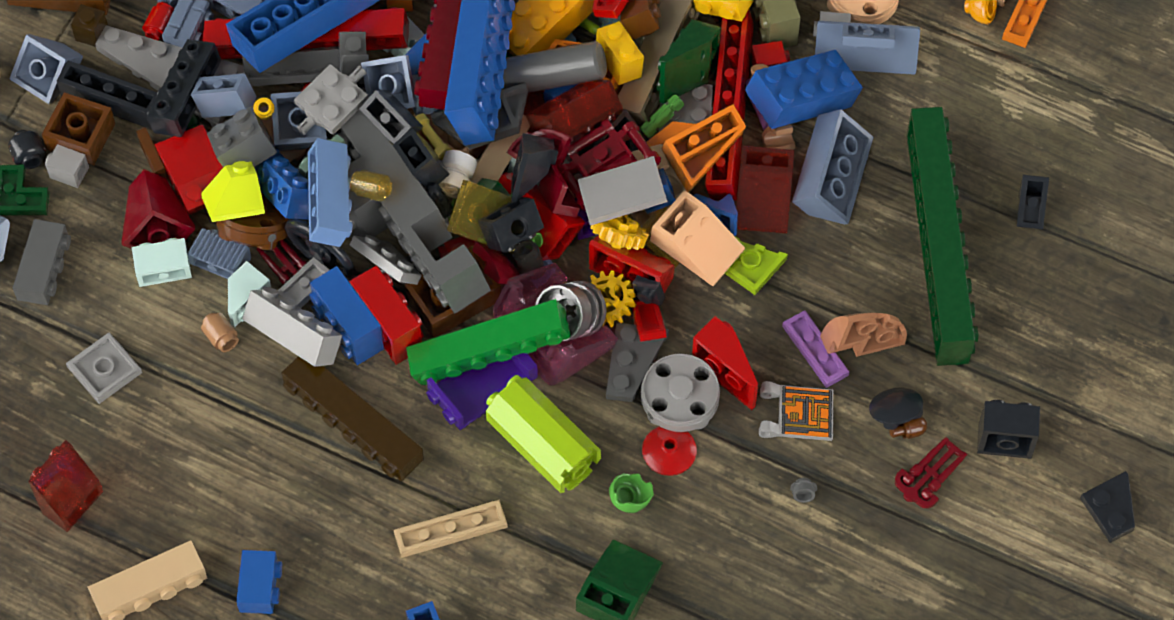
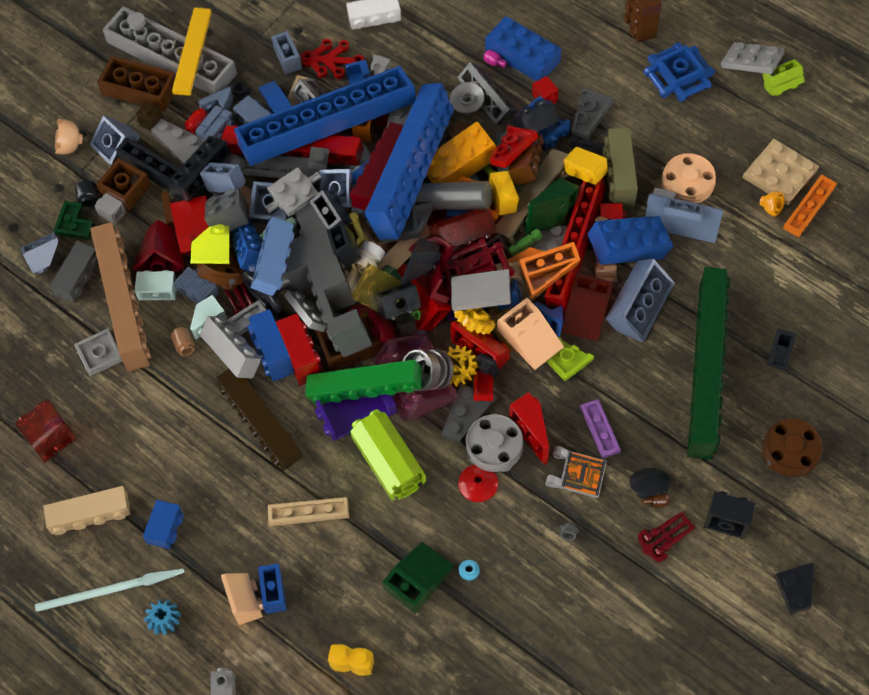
camera: 15 degrees right, 0 degrees up
(119, 285) = (121, 297): none -> medium nougat brick
(264, 102) = (245, 187): yellow pin -> none
(371, 185) = (303, 256): clear yellow brick -> none
(440, 200) = (351, 274): black axle -> none
(630, 492) = (441, 509): bright green hair -> none
(684, 572) = (469, 575): none -> medium azure plate
(863, 333) = (636, 424): nougat brick -> none
(1071, 328) = (792, 447): none -> reddish brown piece

